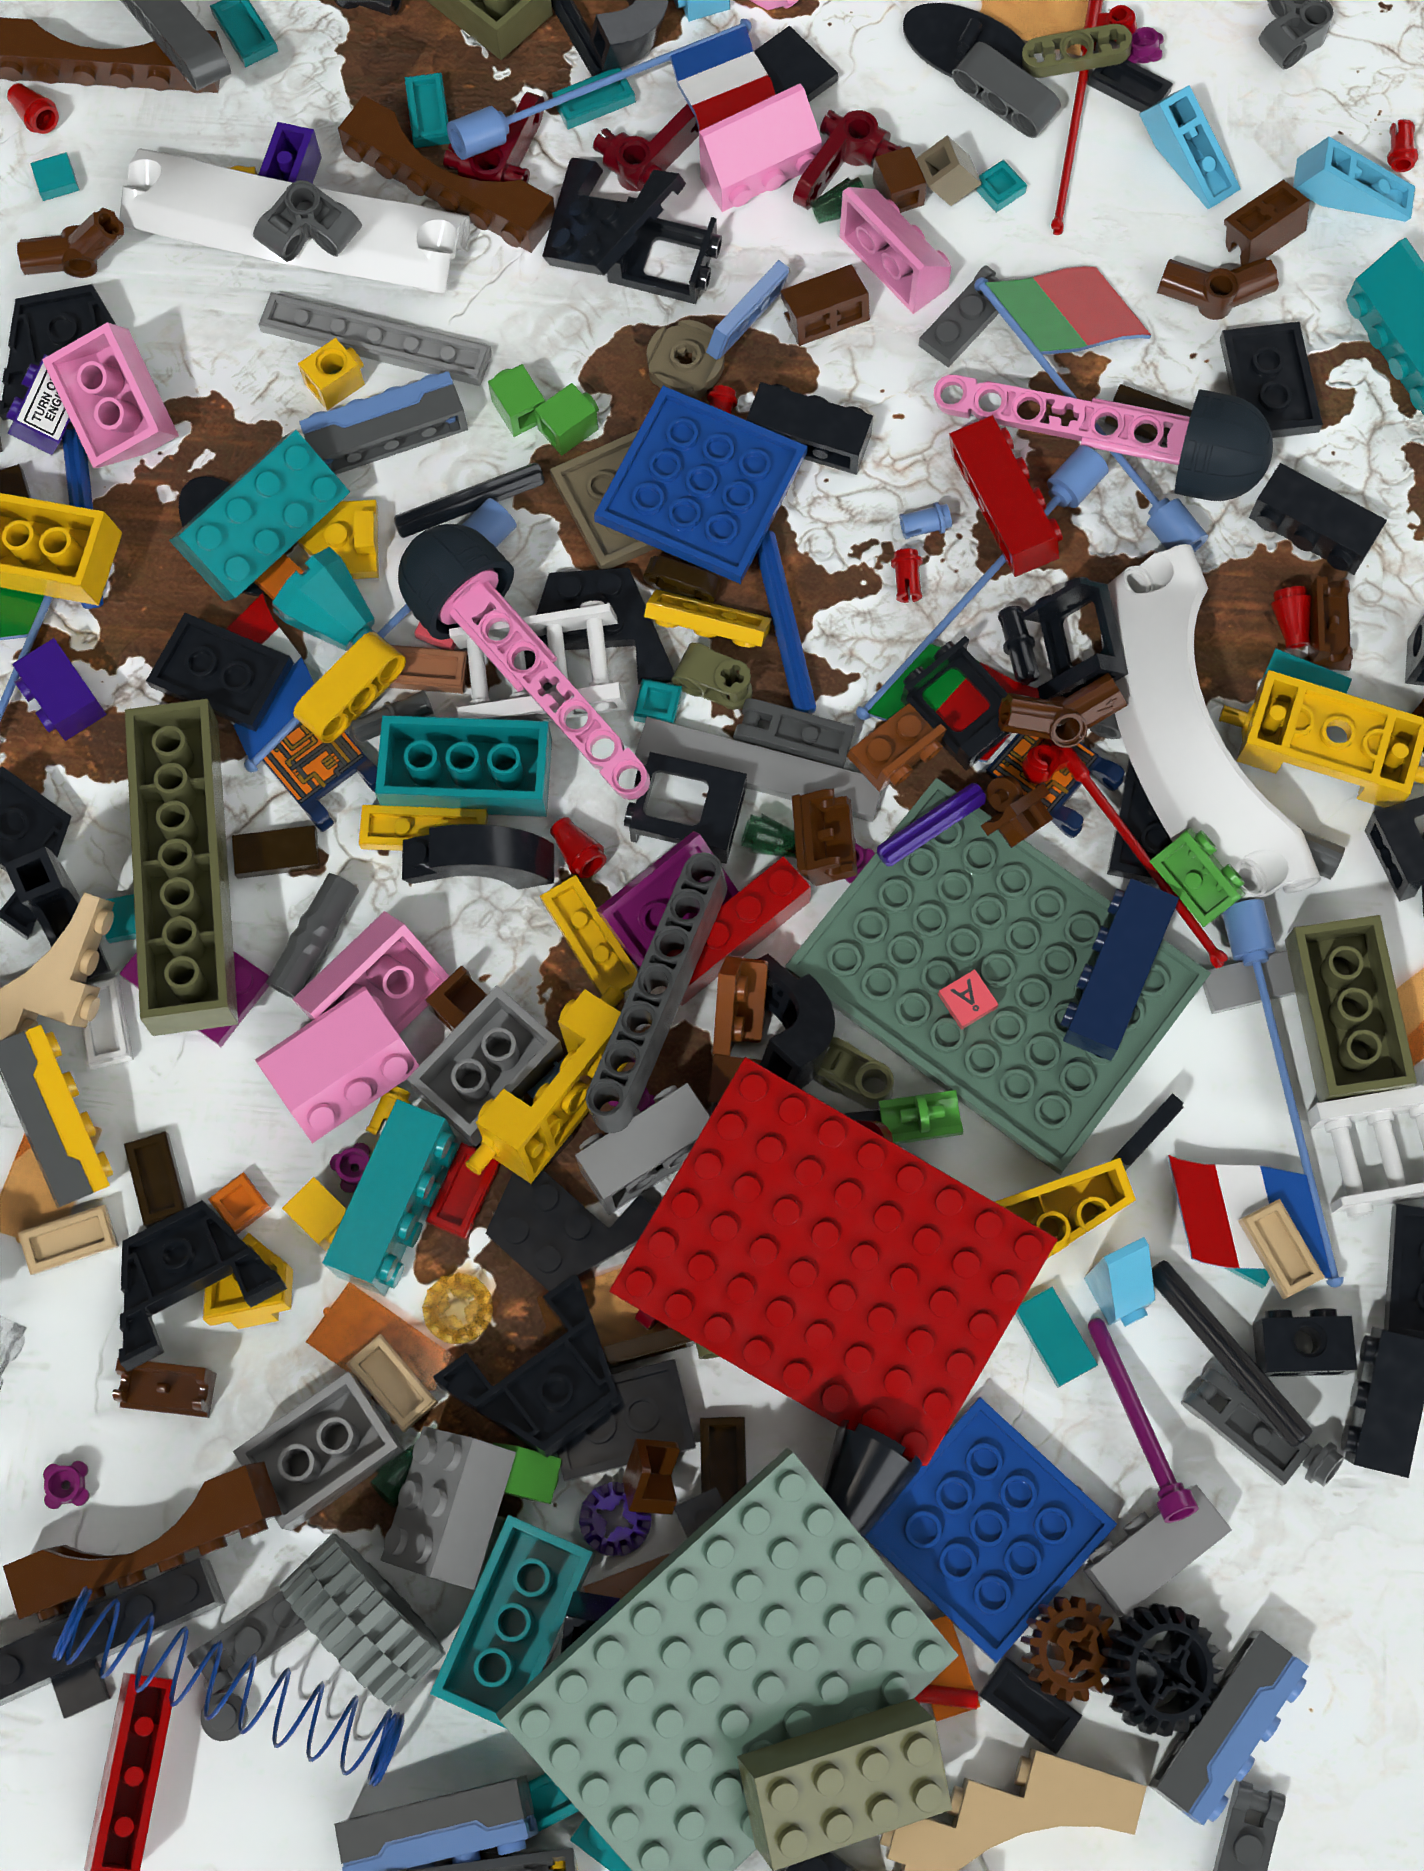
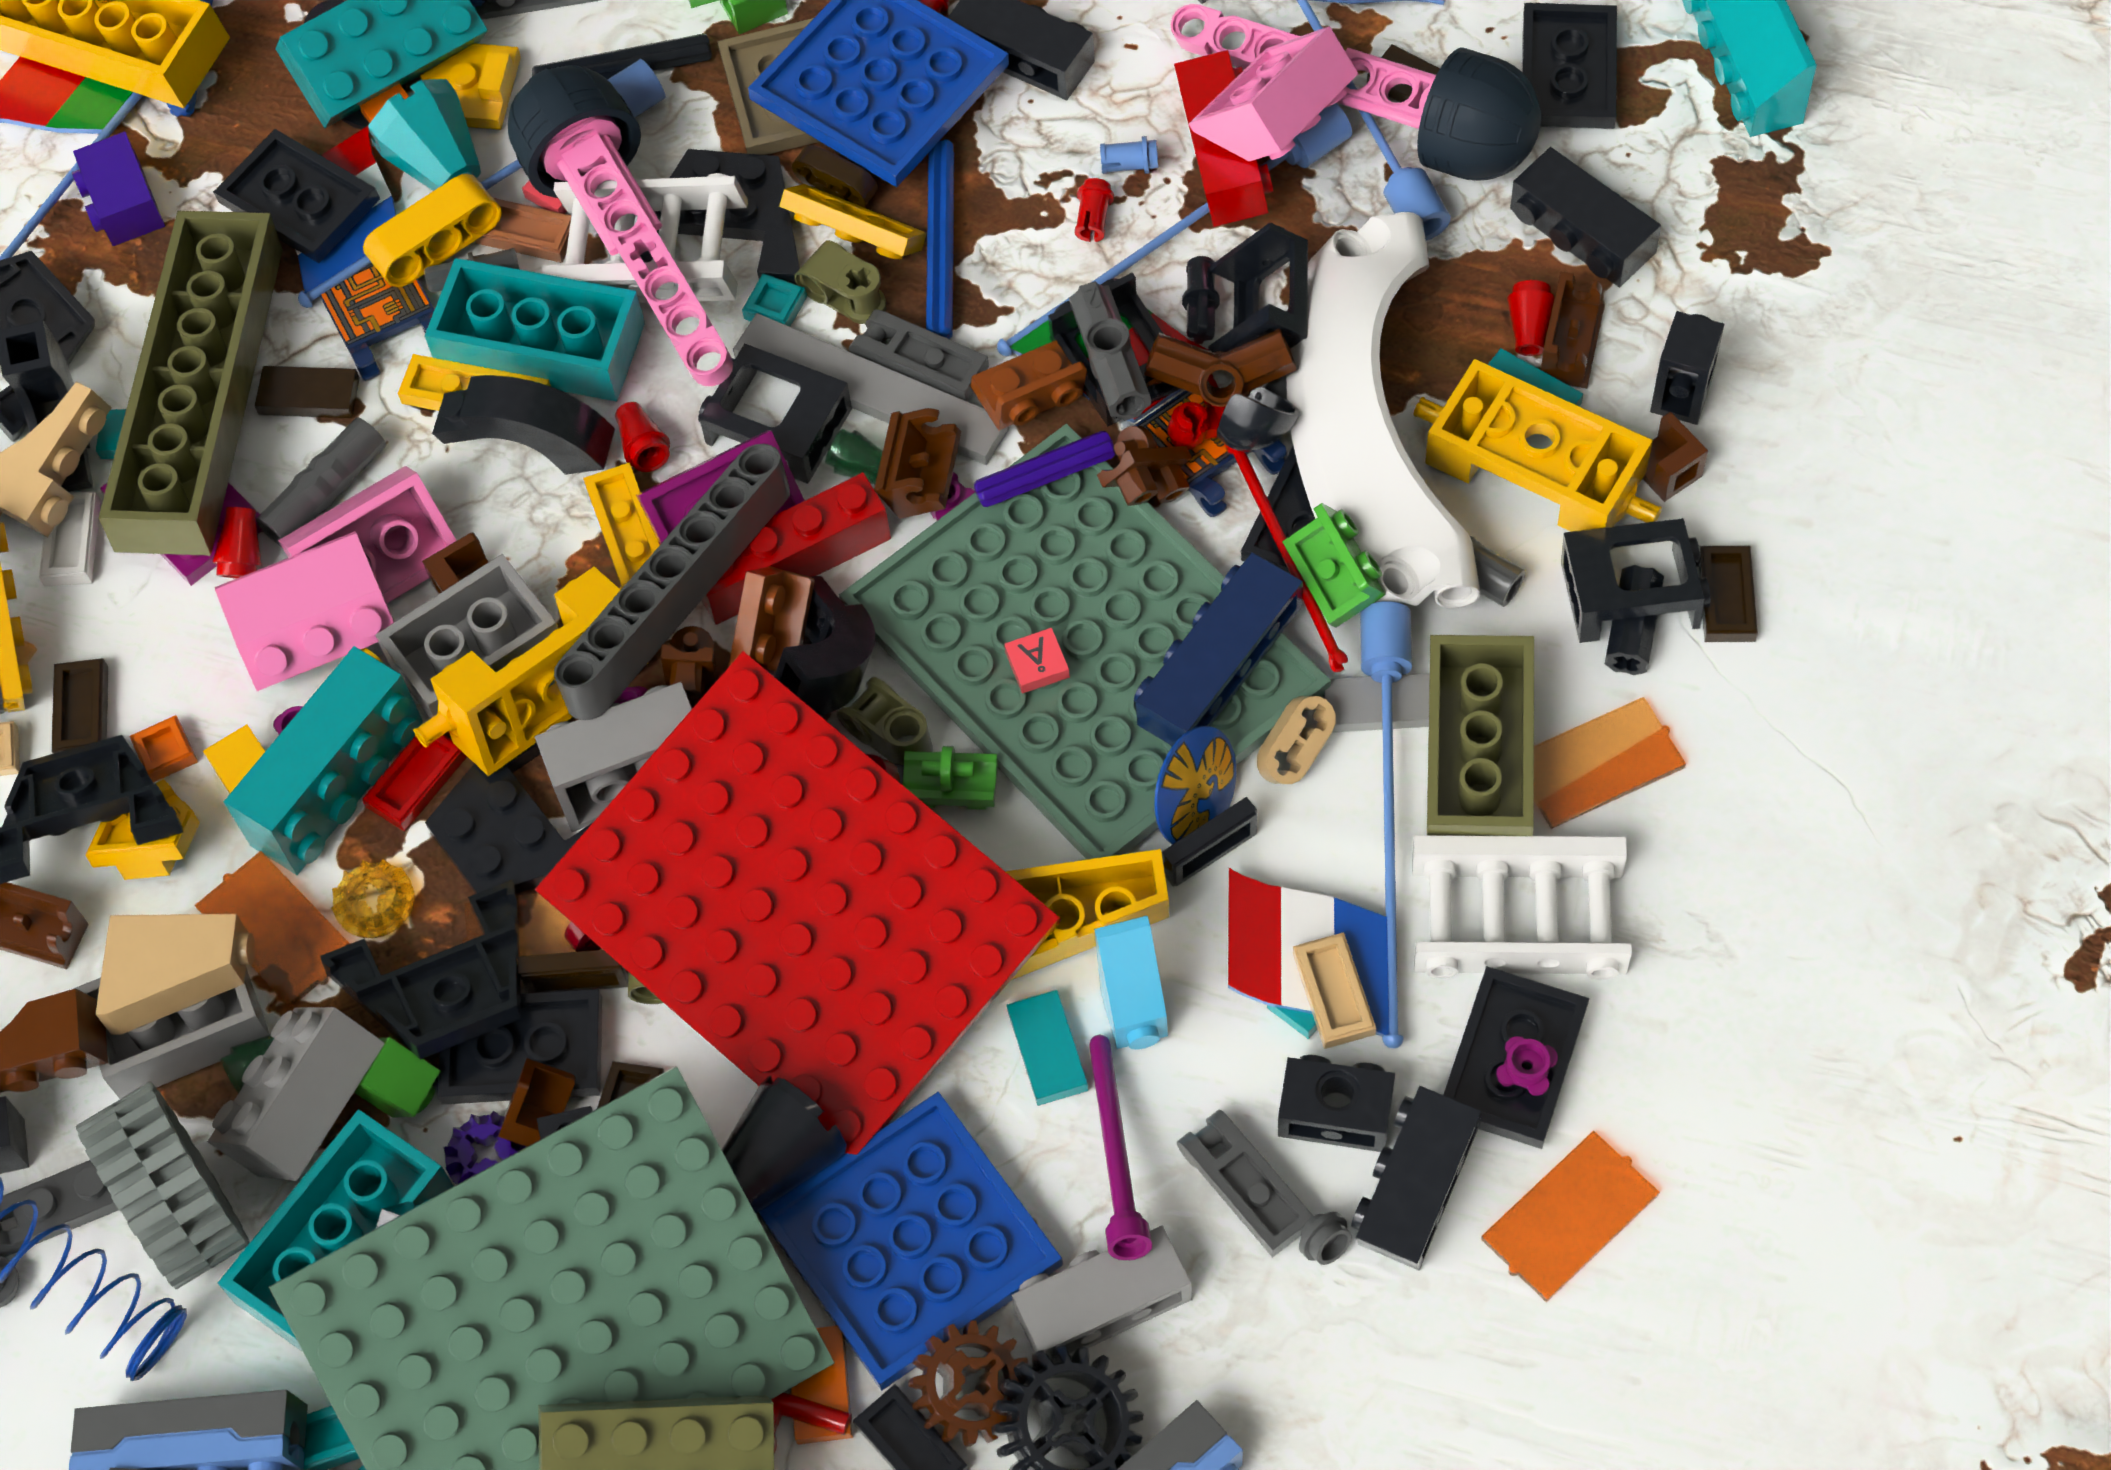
camera: 15 degrees right, 10 degrees down
(257, 1009) = (238, 544): none -> red cone
(313, 1420) = (168, 964): none -> tan slope
(392, 1383) = (280, 965): tan tile -> none
(680, 1056) = (690, 661): none -> reddish brown hips
(979, 733) = (1110, 351): none -> dark grey piece
(1051, 457) = (1278, 96): none -> bright pink slope
(1104, 754) = (1256, 420): none -> black helmet
(1127, 1092) = (1194, 782): none -> shield
(1195, 1030) = (1305, 746): none -> tan beam
(1230, 1354) = (1244, 1096): black axle -> none

